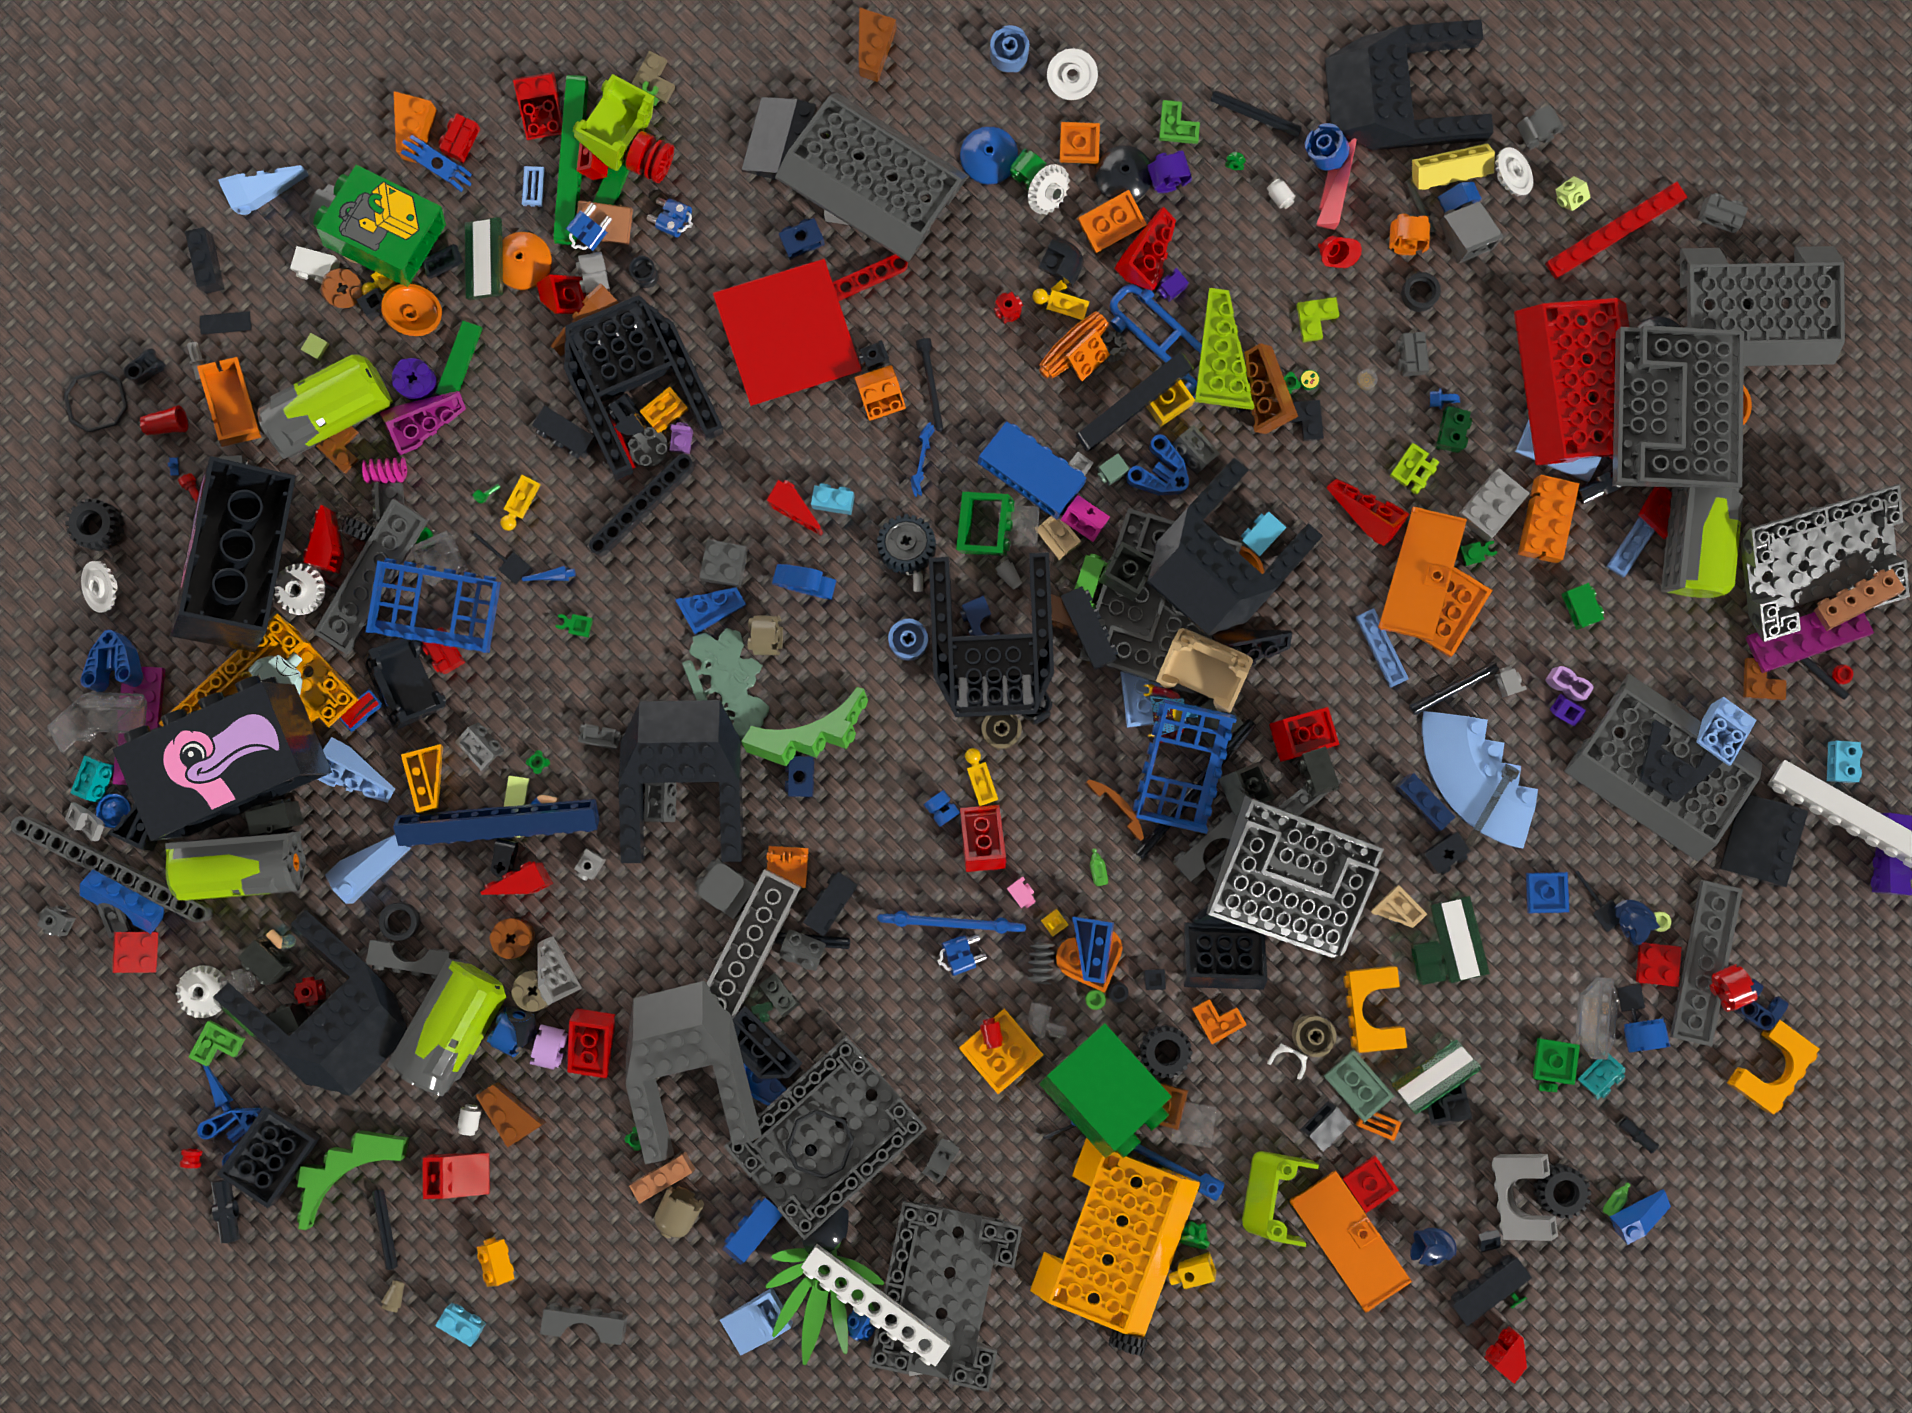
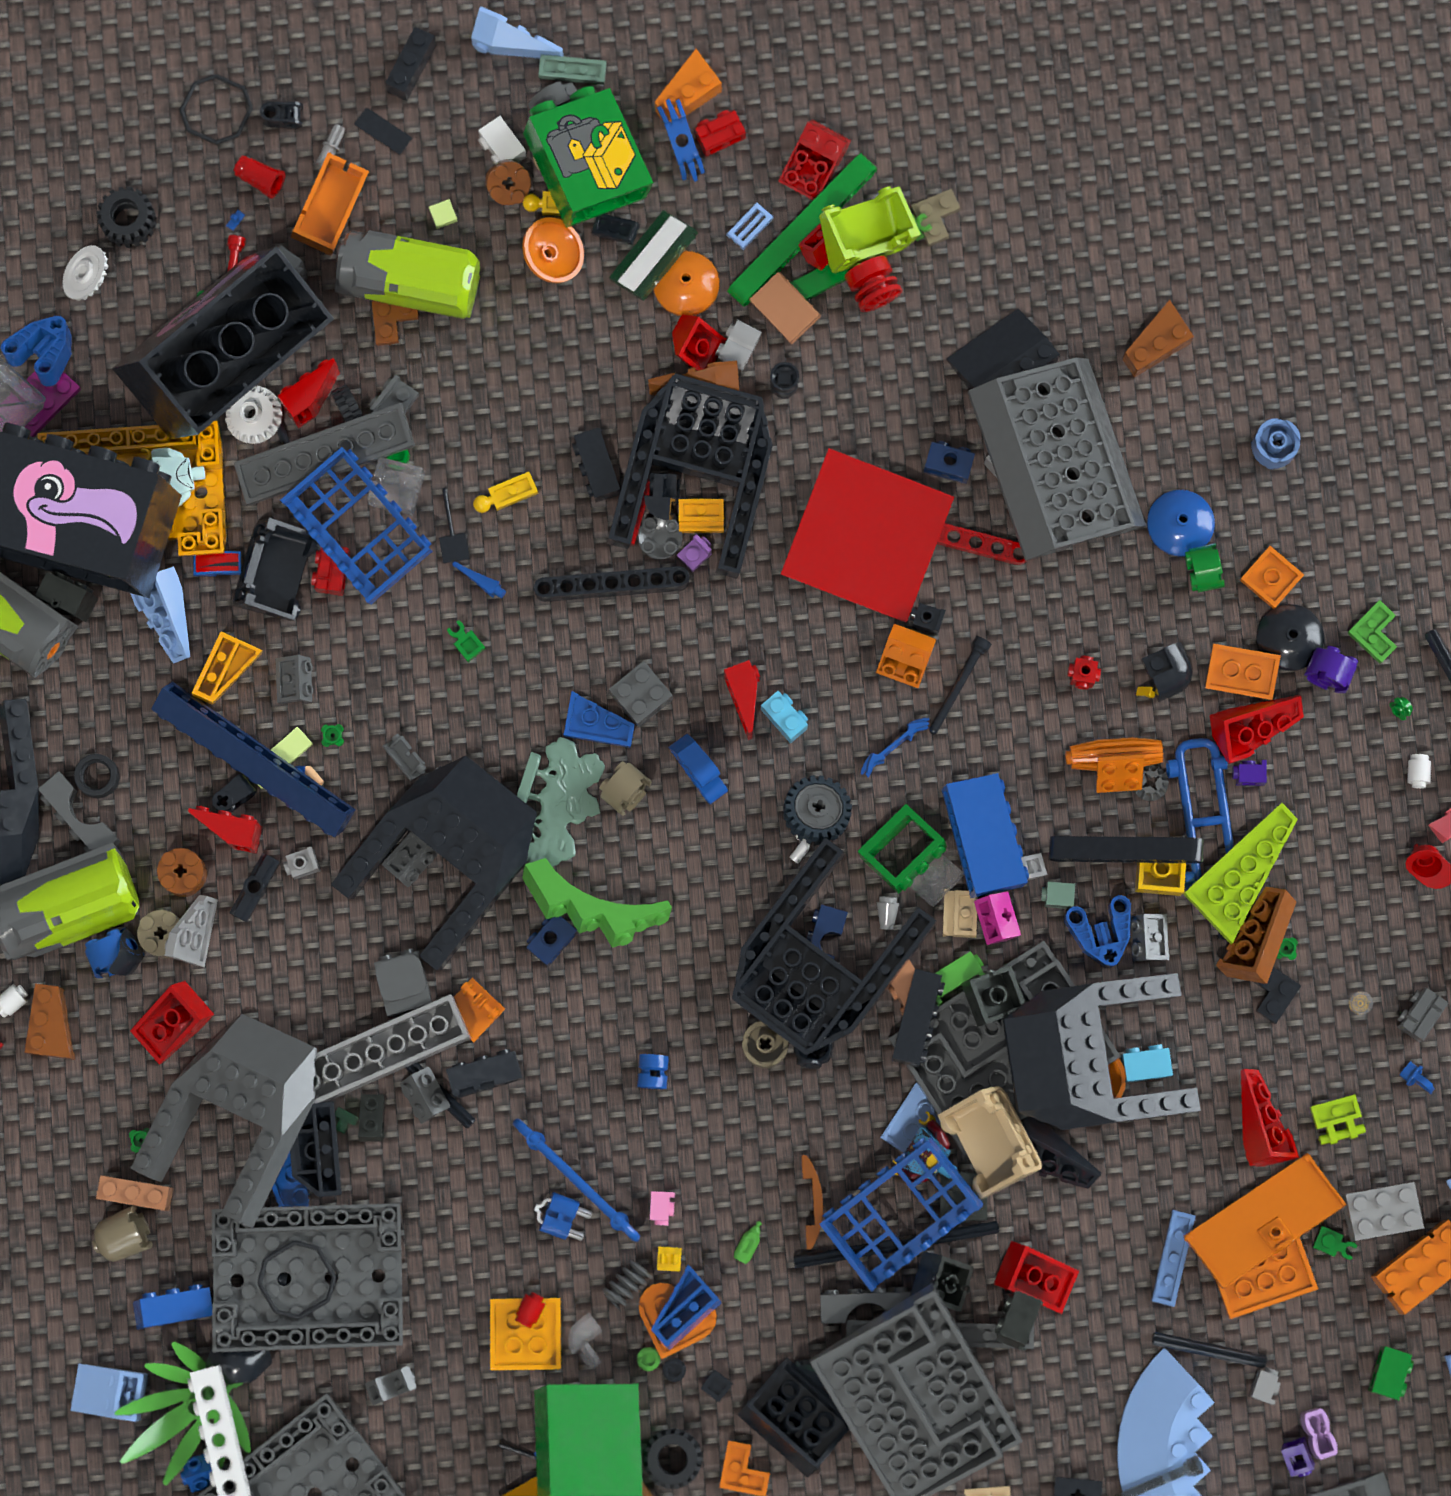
camera: 40 degrees right, 5 degrees down
(321, 175) = (572, 69): none -> sand green plate
(358, 872) = (100, 703): light blue wedge -> none
(368, 301) = (520, 213): black brick -> none
(384, 472) = (412, 372): dark pink piece -> none
(410, 369) = (500, 324): dark purple brick -> none
(416, 421) = (477, 350): magenta wedge -> none
(459, 358) = (557, 326): green tile -> none
(481, 497) = (477, 461): green hand -> none
(548, 1046) = (132, 994): lavender brick -> none
(568, 893) = (247, 901): none -> black piece
(587, 230) = (764, 303): blue piece -> none
(673, 217) = (850, 352): blue piece -> none
(901, 630) = (761, 898): medium blue brick -> none
(980, 778) = (710, 1073): yellow plate -> none
(982, 838) = (667, 1129): red slope -> none
(1048, 189) = (1207, 596): white gear -> none
(1062, 303) = (1136, 708): yellow plate -> none
(1078, 85) = (1305, 520): white gear -> none
(1309, 379) = (1307, 960): tile -> none
(1311, 315) = (1357, 902): lime plate -> none
(1433, 810) = (1096, 1429): dark blue arch -> none
(1454, 429) = (1403, 1113): dark green brick -> none

